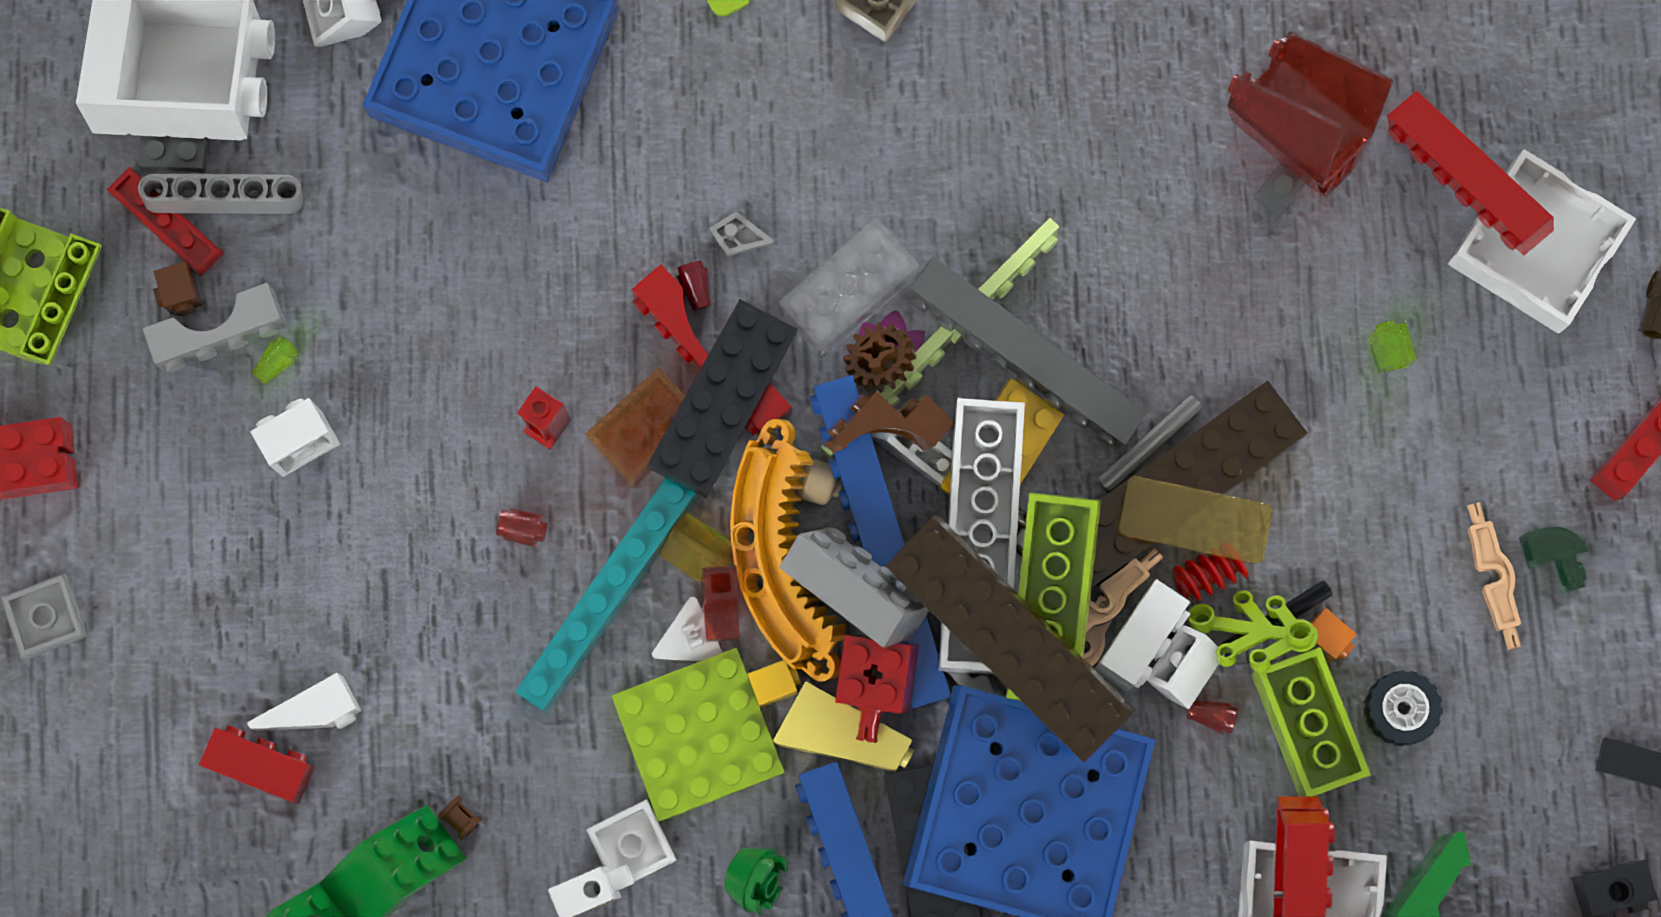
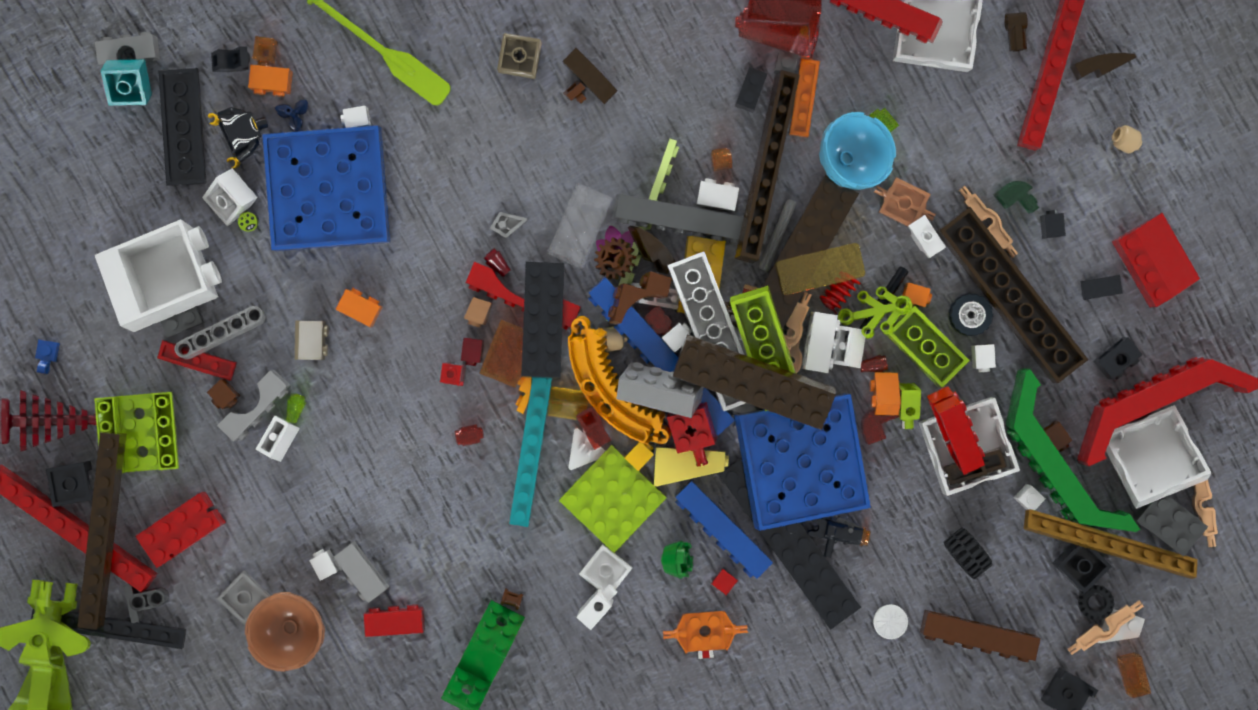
camera: 25 degrees left, 10 degrees up
(76, 692) = (284, 631): none -> nougat rock
(194, 622) = (323, 564): none -> white brick
(224, 392) = (277, 438): none -> white brick
(244, 661) = (360, 572): none -> light grey brick
(294, 436) = (327, 445): white brick -> none
(320, 706) = (410, 578): white slope -> none
(349, 53) = (248, 221): none -> lime tile
(351, 266) = (311, 340): none -> slope
(450, 254) = (359, 307): none -> orange brick
(590, 399) = (472, 351): none -> dark red brick
(629, 344) = (478, 312): none -> medium nougat slope
(644, 492) = (525, 386): none -> light orange slope
(903, 483) = (659, 321): none -> clear red brick
(916, 515) = (676, 336): none -> white brick
(937, 87) = (574, 91): none -> reddish brown tile
(943, 366) = (651, 249): none -> dark brown slope
(970, 73) = (589, 76): none -> dark brown slope
(1084, 337) = (717, 195): none -> white brick
(1115, 287) = (721, 159): none -> clear orange brick
(1166, 812) = (872, 428): none -> clear red brick
(1180, 327) = (767, 167): none -> dark brown brick
(1208, 204) = (751, 90): none -> black brick
(1212, 767) = (885, 393): none -> orange brick
(1243, 788) = (910, 397): none -> lime torso
(1285, 256) = (804, 98): none -> orange tile
(1333, 364) = (857, 151): none -> medium azure rock
(1372, 485) = (904, 202): none -> nougat plate
(1384, 550) = (926, 237): none -> white brick
(1394, 785) = (983, 357): none -> white brick
(1483, 707) = (1012, 295): none -> dark brown brick
(1595, 627) = (1052, 224): none -> black brick

